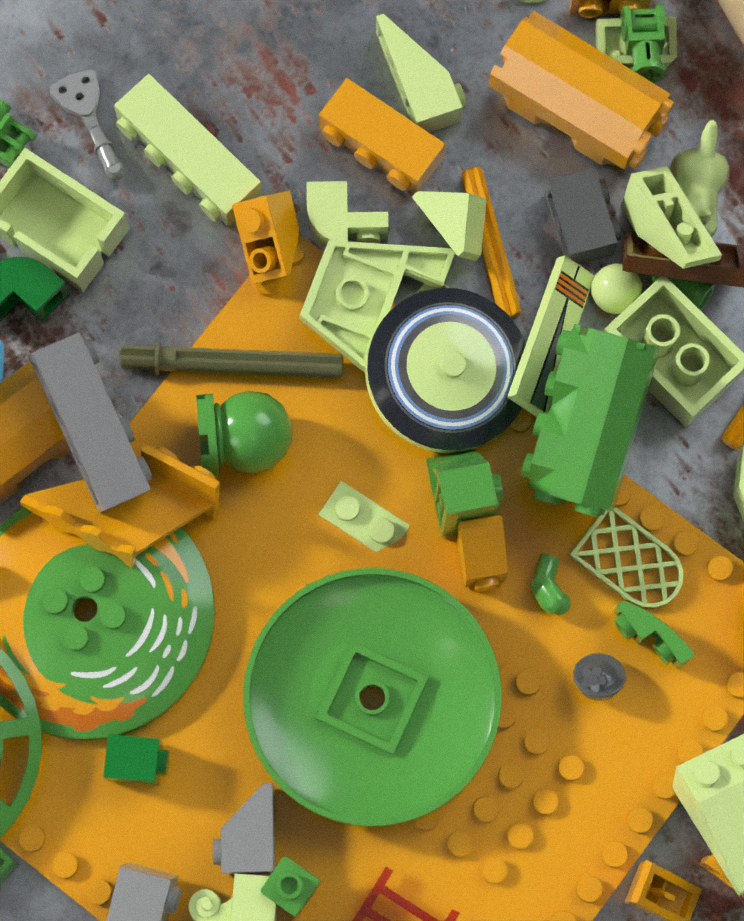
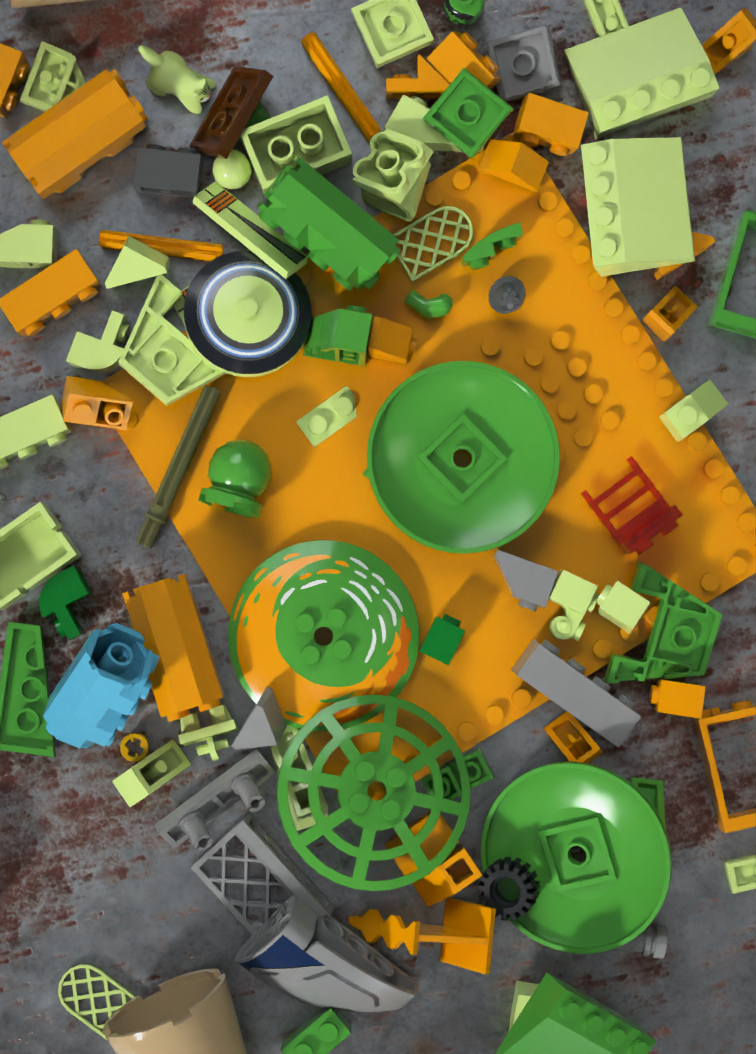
camera: 75 degrees left, 10 degrees up
(90, 422) = (195, 581): light grey brick -> none
(132, 526) = (262, 577): light orange piece -> none
(290, 886) = (573, 563): bright green bracket -> none
(644, 39) = (51, 70): bright green connector -> none
(667, 219) = (199, 111): yellowish green slope -> none
(690, 478) = (393, 173): none -> yellowish green piece

